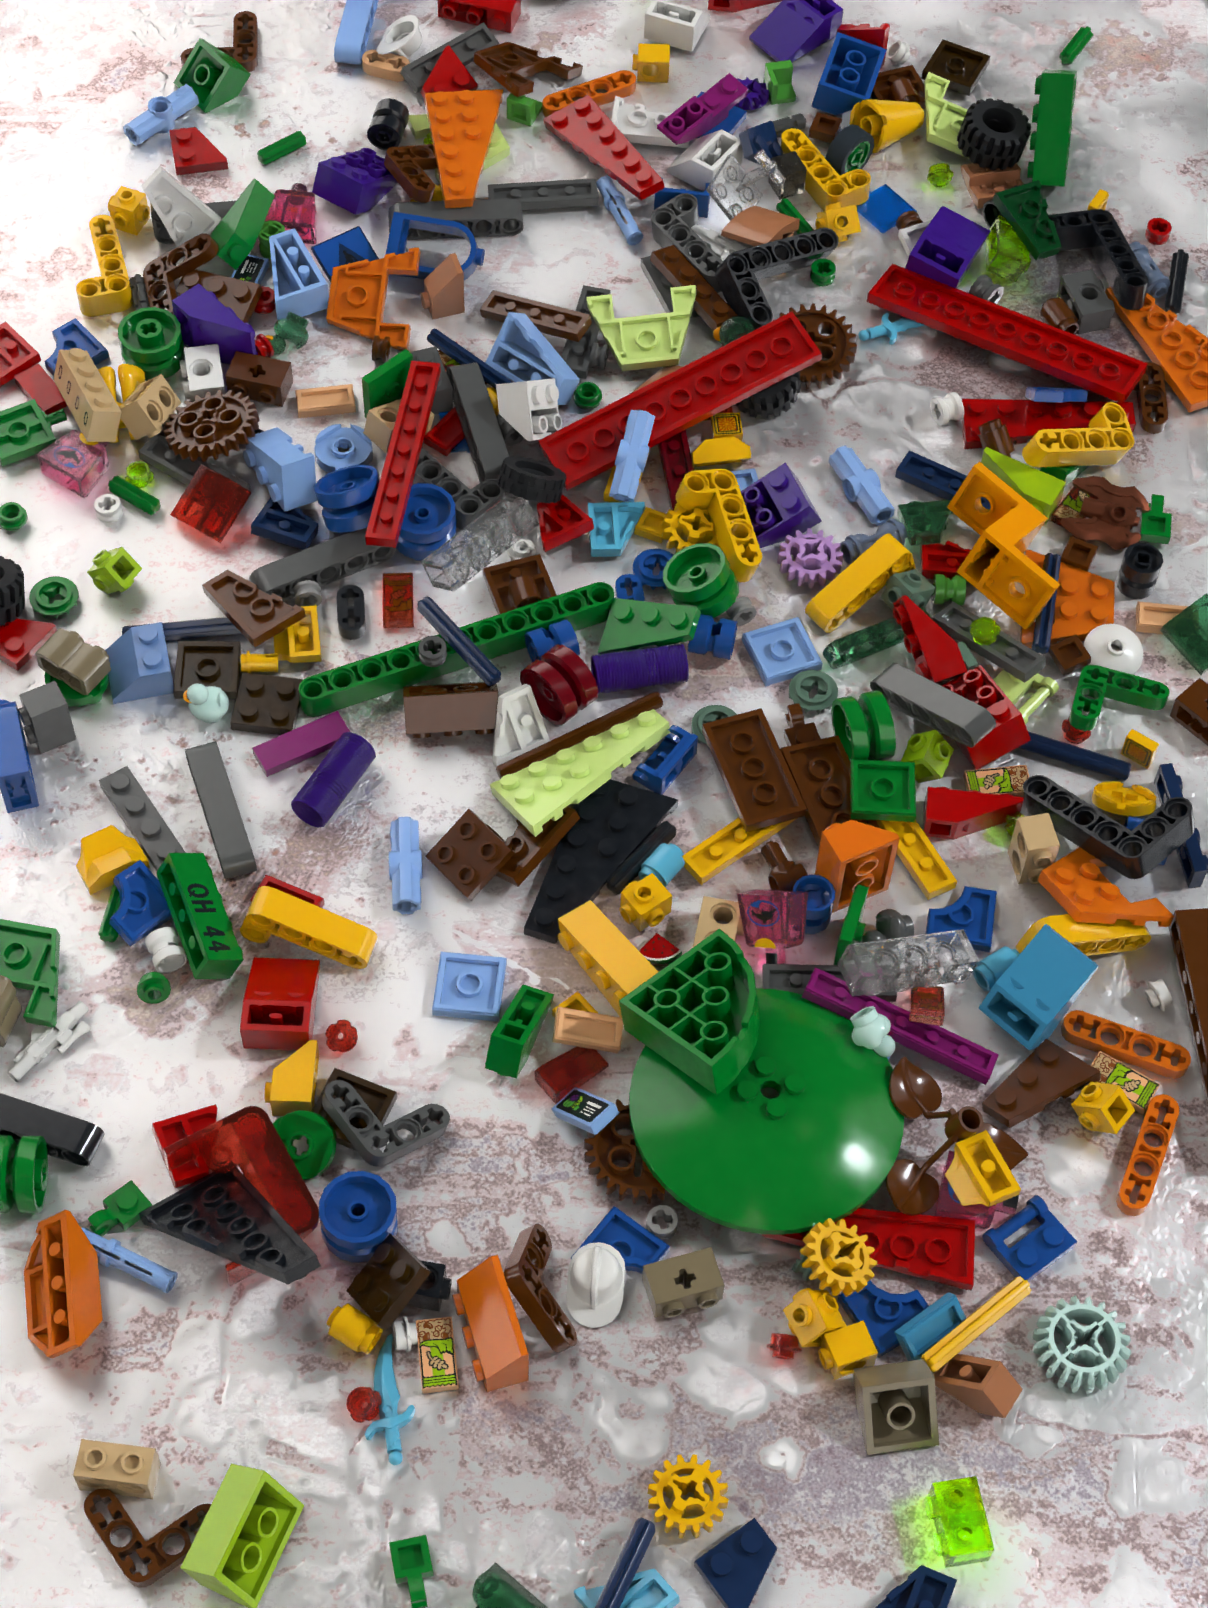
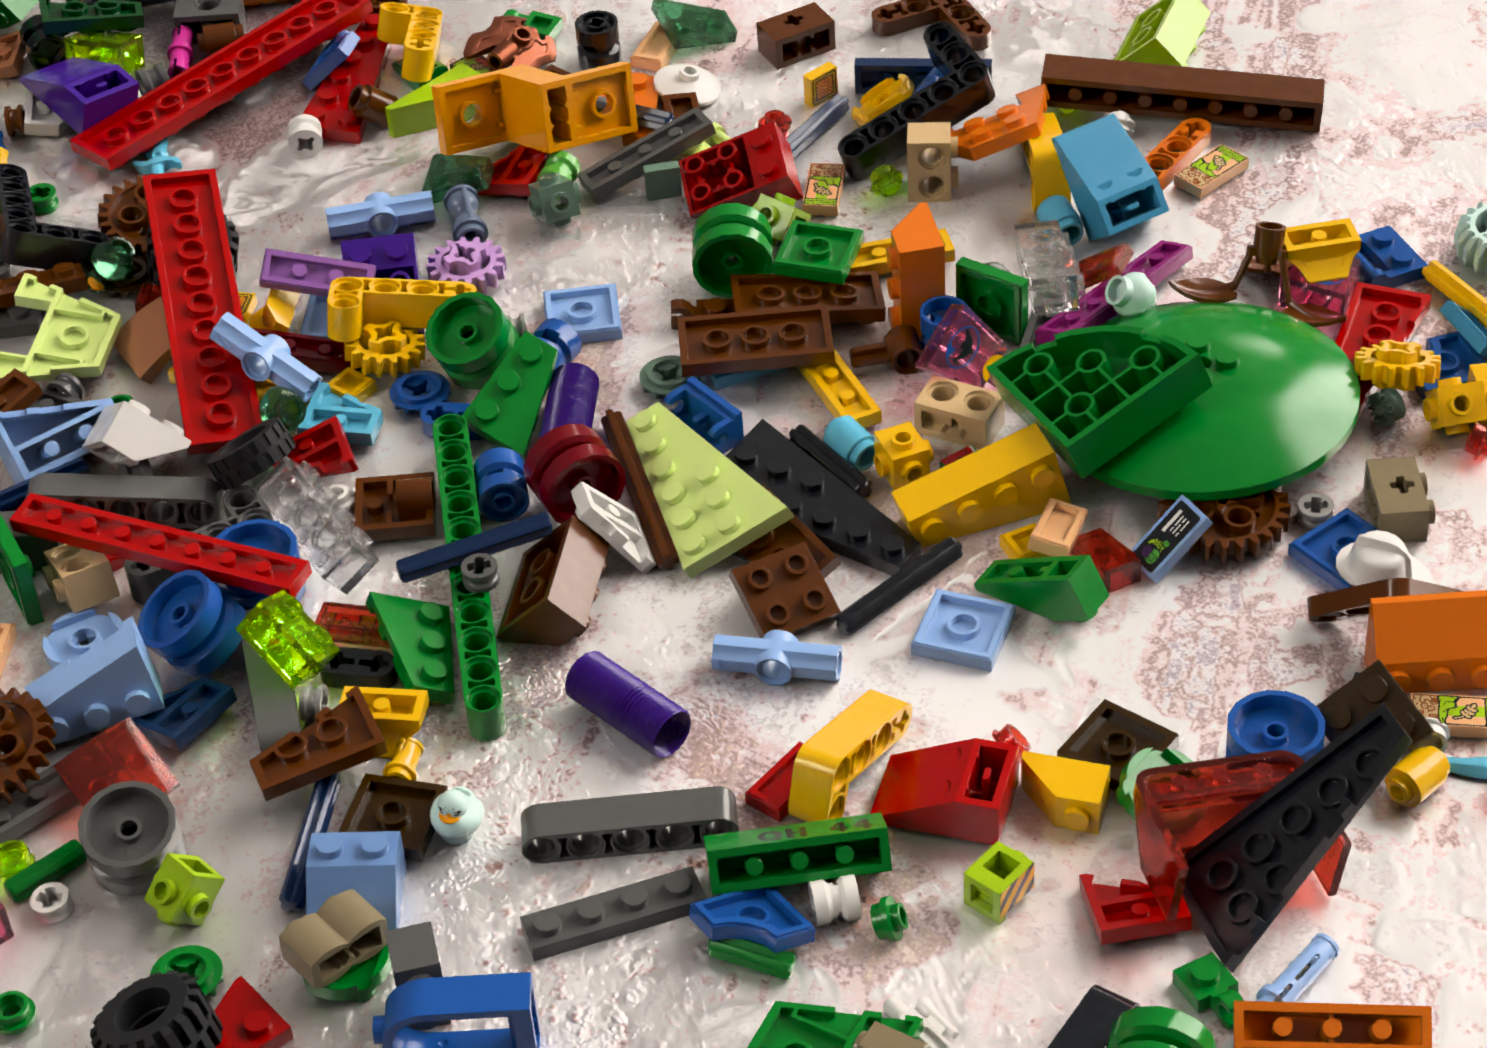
camera: 70 degrees left, 15 degrees down
(105, 856) = (669, 952): yellow slope -> none
(150, 527) = (128, 835): none -> dark grey wheel
(194, 1042) = (998, 881): none -> lime brick
(266, 704) = (476, 761): dark brown plate -> none
(300, 744) = (549, 740): magenta tile -> none
(335, 555) = (287, 638): none -> clear neon green brick
(375, 1132) = (1170, 713): dark grey beam -> none
(377, 633) = (420, 642): none -> green wing
(508, 933) = (898, 586): none -> black axle
(592, 485) = (283, 403): none -> clear green animal
(742, 458) = (307, 272): none -> medium lavender tile
(803, 684) = (647, 289): sand green gear -> none
(859, 582) = (514, 205): yellow beam -> none
(864, 643) = (601, 236): clear green beam -> none
(932, 476) = (400, 159): dark blue plate -> none
(932, 648) = (636, 189): red slope -> none
(934, 705) = (735, 181): beam -> none
(961, 813) = (857, 204): red slope -> none
(971, 912) = (985, 237): blue tile -> none
(984, 631) = (640, 144): clear neon green plate -> none
(1033, 297) = (180, 51): none -> dark pink pin
(1037, 1081) = (1204, 220): reddish brown wing -> none
(1103, 1107) = (1246, 176): yellow brick -> none
(1105, 682) = (737, 94): green beam -> none
(1151, 1155) = (1332, 182): orange beam -> none

